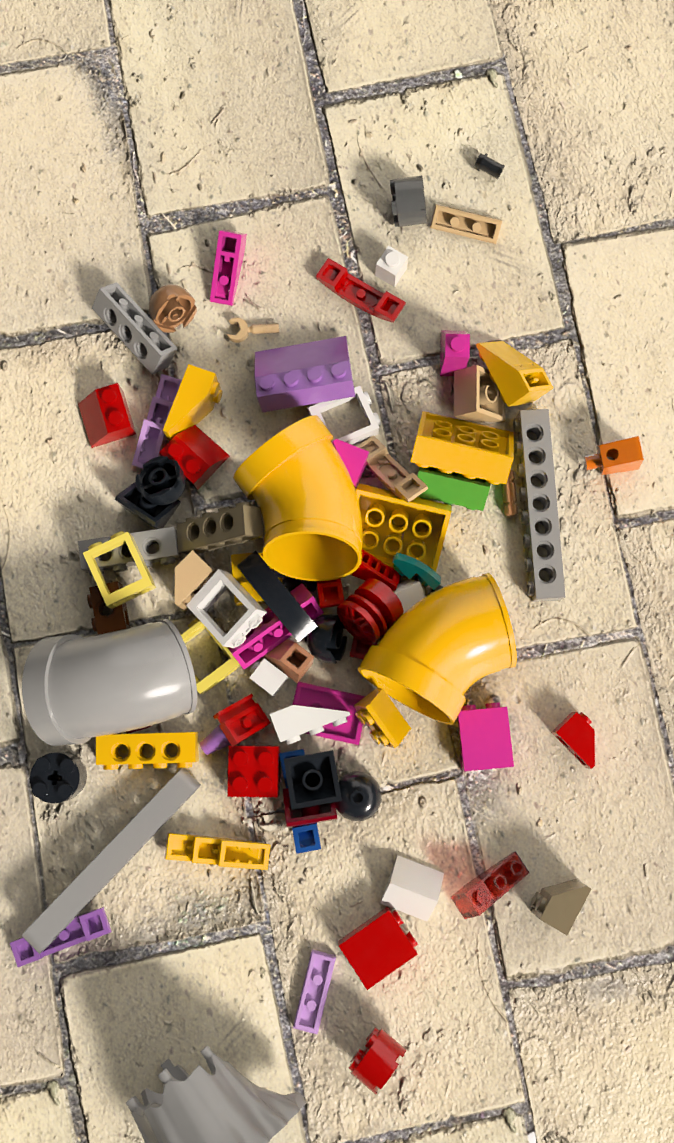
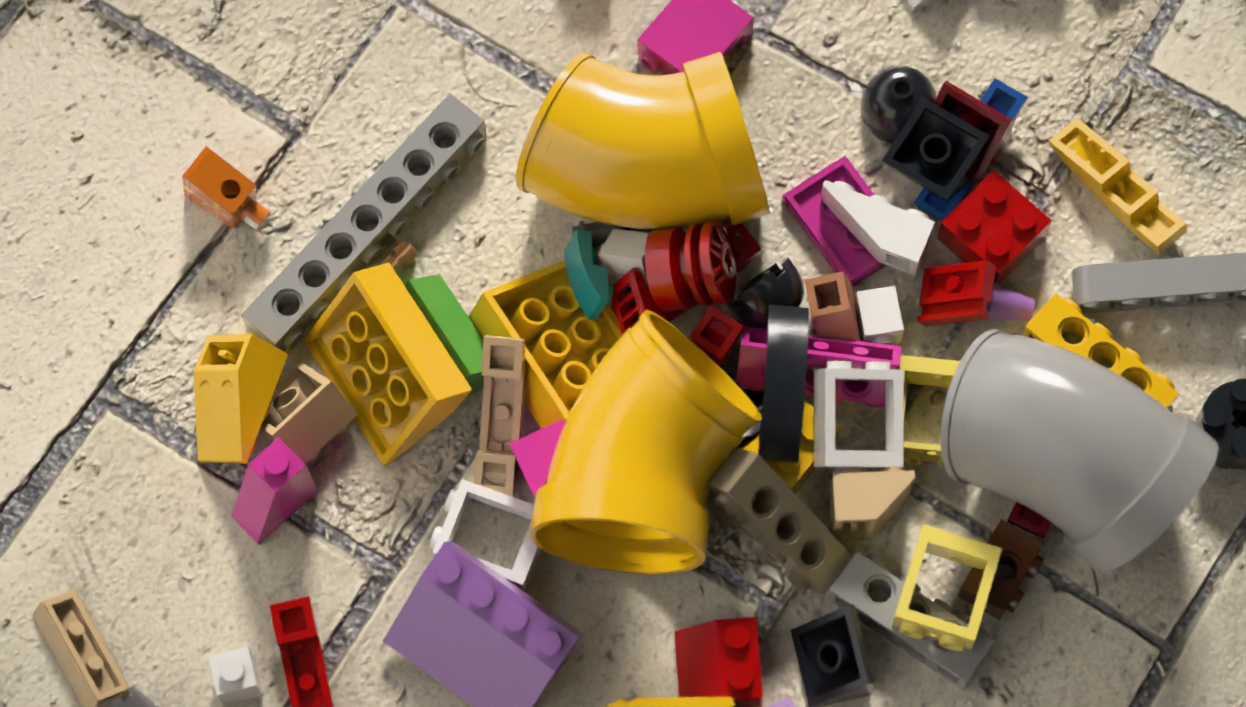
camera: 135 degrees left, 10 degrees down
(161, 481) = (794, 655): black cylinder -> none
(382, 718) = (790, 149): yellow slope -> none

